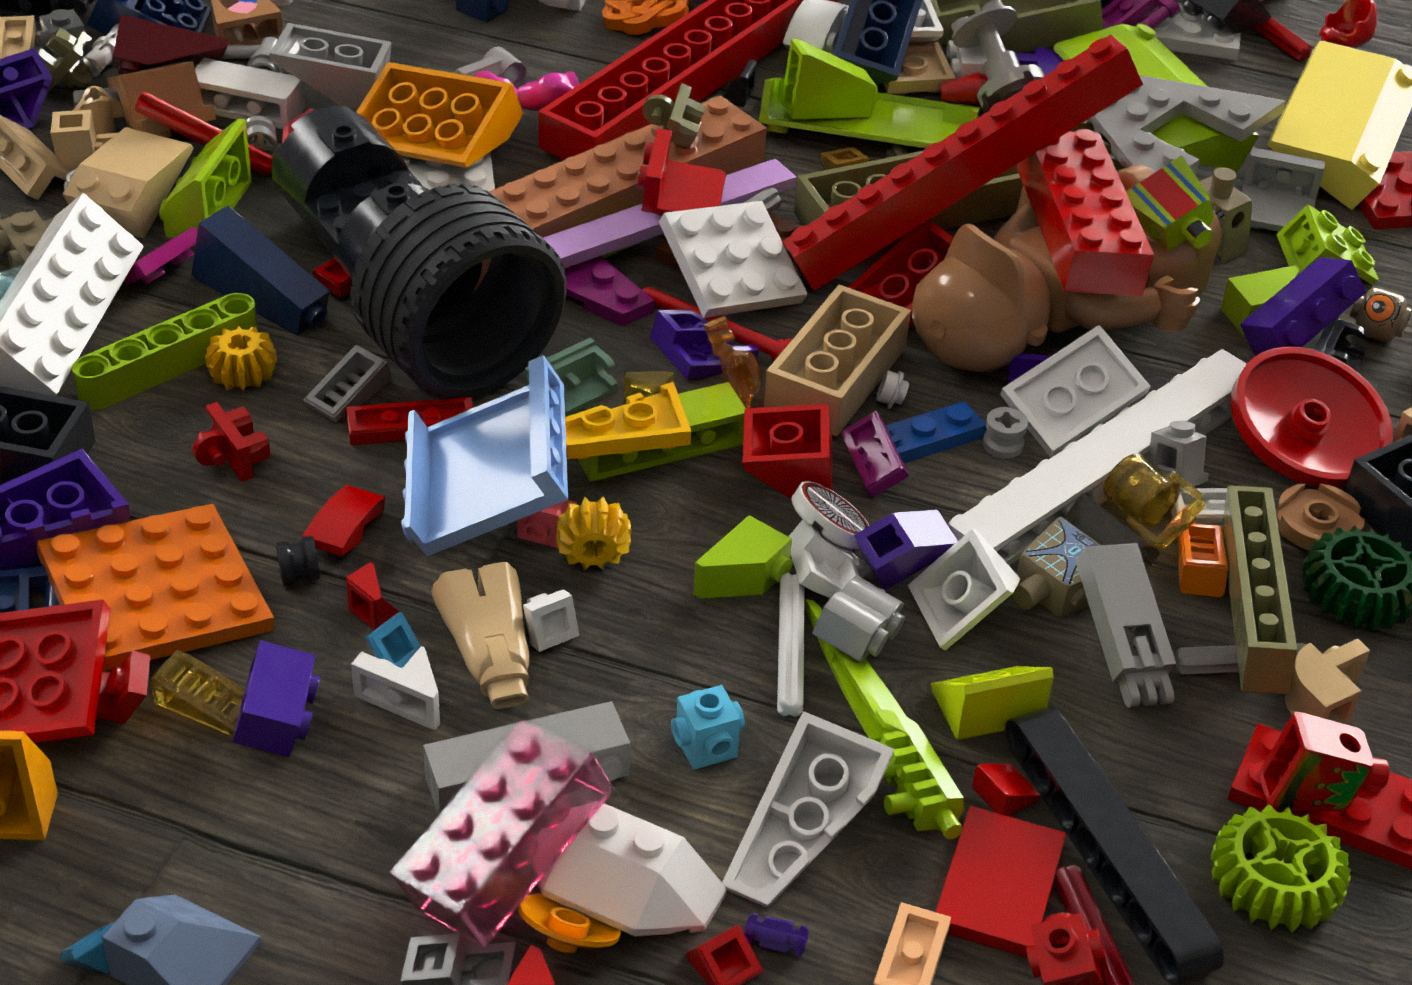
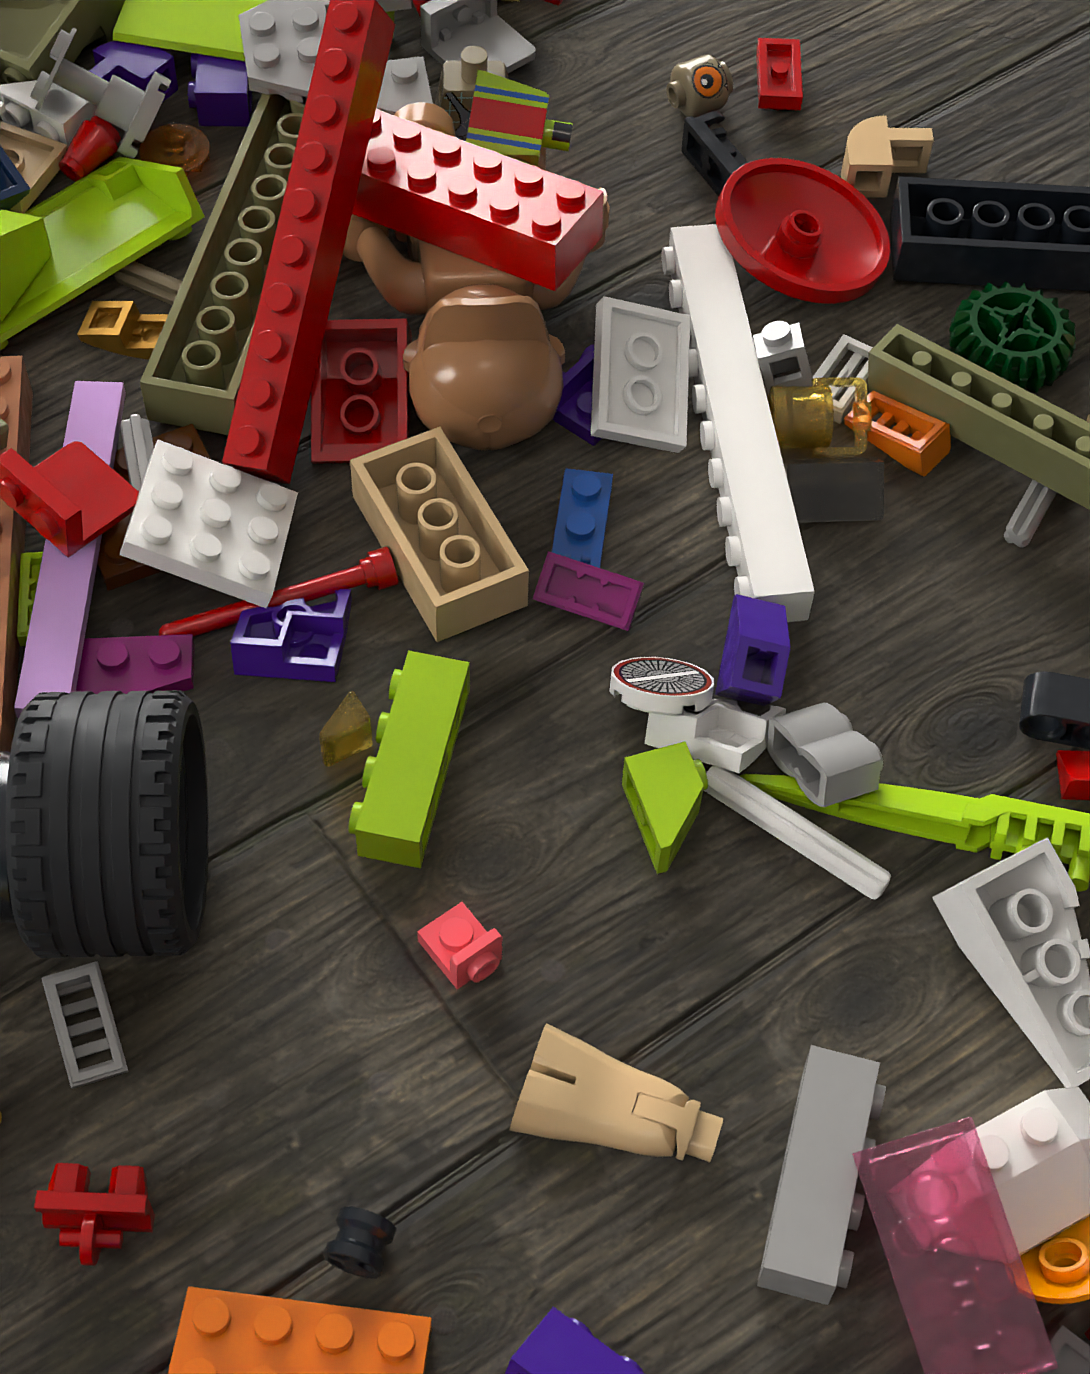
camera: 55 degrees left, 15 degrees up
(342, 519) = (320, 1154): red slope -> none
(366, 599) = (475, 1198): red slope -> none
(390, 421) = (193, 992): red tile -> none
(394, 641) = (558, 1211): dark azure slope -> none
(403, 691) = (649, 1231): white slope -> none
(486, 464) = (368, 956): light blue panel -> none
(550, 619) = (626, 1032): white tile -> none
(582, 374) = (265, 794): sand green hinge -> none
(593, 533) = (543, 915): yellow gear -> none
(632, 427) = (426, 786): yellow wing -> none
(708, 726) = (880, 975): medium azure brick -> none
(738, 366) = (401, 630): clear orange piece -> none
(789, 446) = (547, 656): red slope -> none
(892, 389) = (506, 511): white plate -> none
(962, 588) = (841, 643): white slope -> none
(986, 700) = (974, 707): neon yellow slope -> none
(1005, 432) = (640, 476): light grey wheel -> none
(1050, 570) = (855, 546): dark tan torso -> none
(1122, 599) = (970, 544): light grey hinge -> none
(1249, 292) = (607, 152): lime slope -> none
(1300, 508) = (914, 294): medium nougat plate -> none
(1304, 306) = (668, 133): dark purple brick -> none
(1320, 235) = (570, 60): lime bracket -> none

